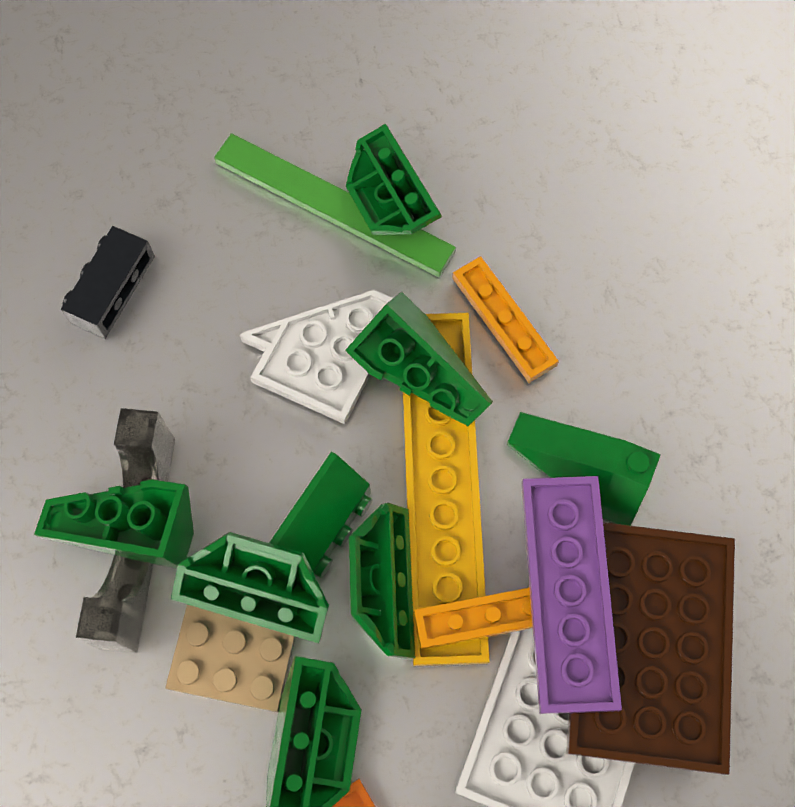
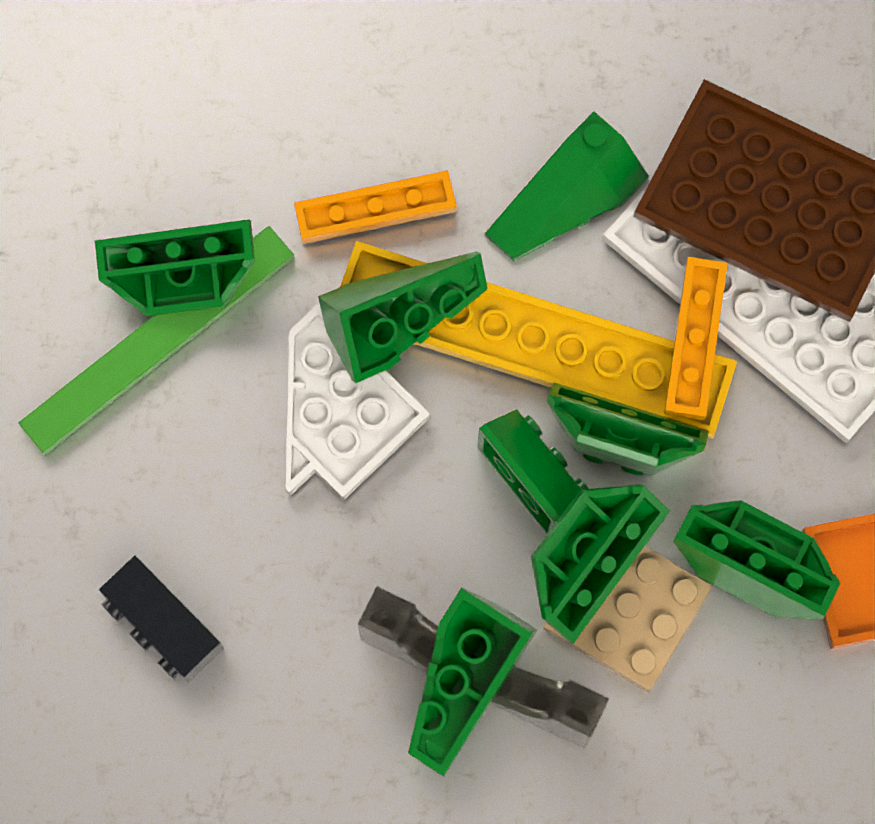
camera: 70 degrees left, 5 degrees up
(570, 596) = (704, 253): medium lavender plate -> none

